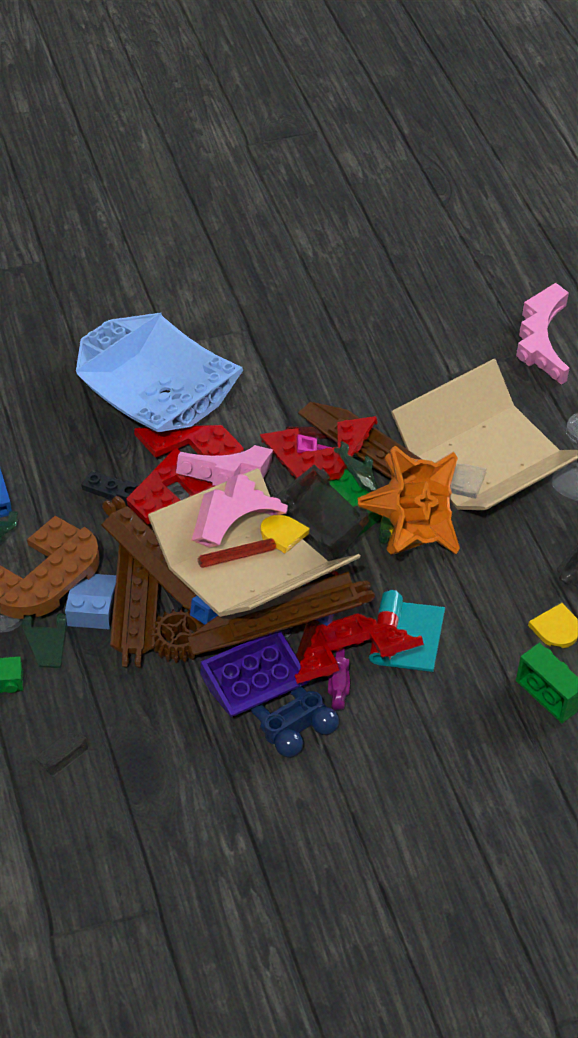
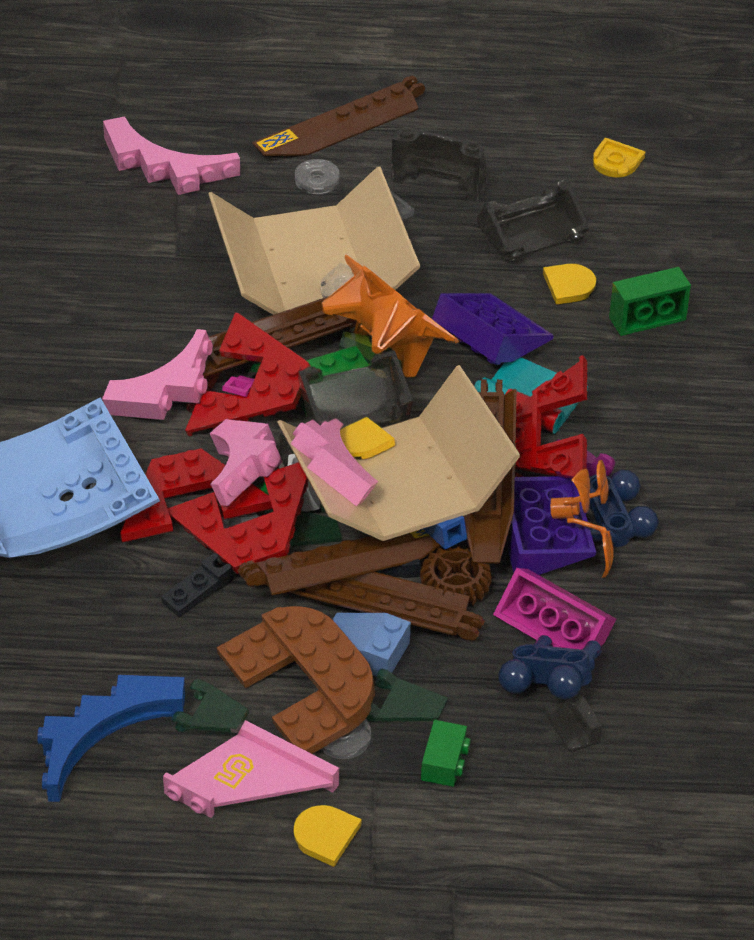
camera: 70 degrees left, 5 degrees down
(97, 728) = (558, 667): none -> dark blue piece
(164, 710) = (546, 609): none -> dark pink slope
(236, 552) = (386, 478): clear red axle -> none
(254, 671) = (569, 507): none -> orange plant
(293, 407) = (153, 393): none -> bright pink arch
(361, 471) = (297, 346): clear green flag -> none
(466, 583) = (489, 326): none -> dark purple slope

